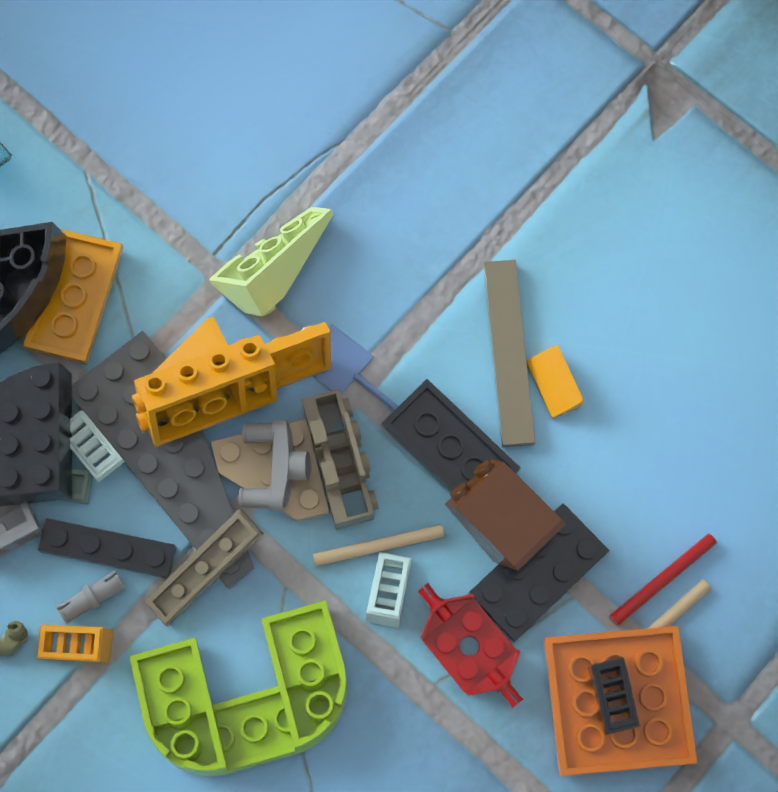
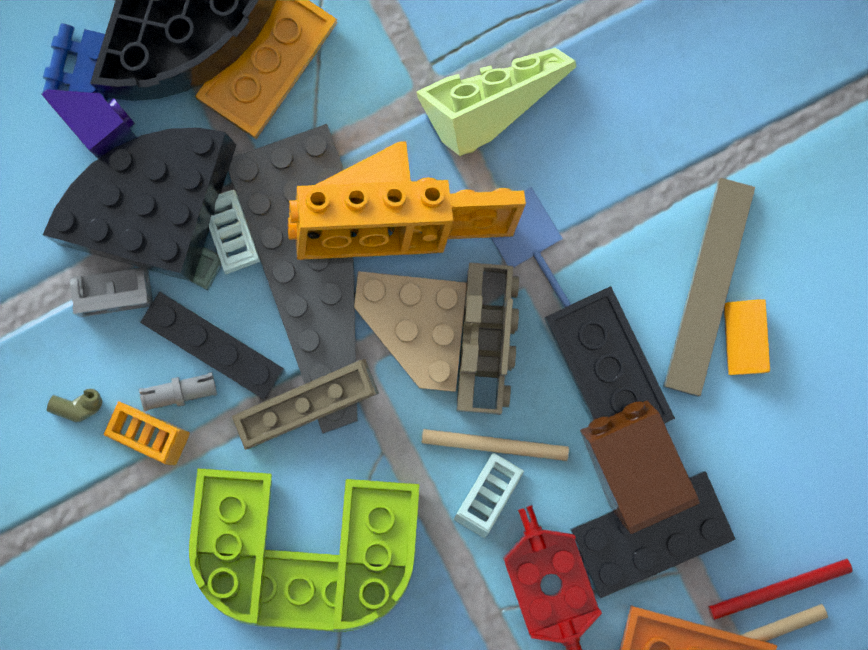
camera: 15 degrees right, 10 degrees up
(286, 466) = (427, 331): light grey connector -> none

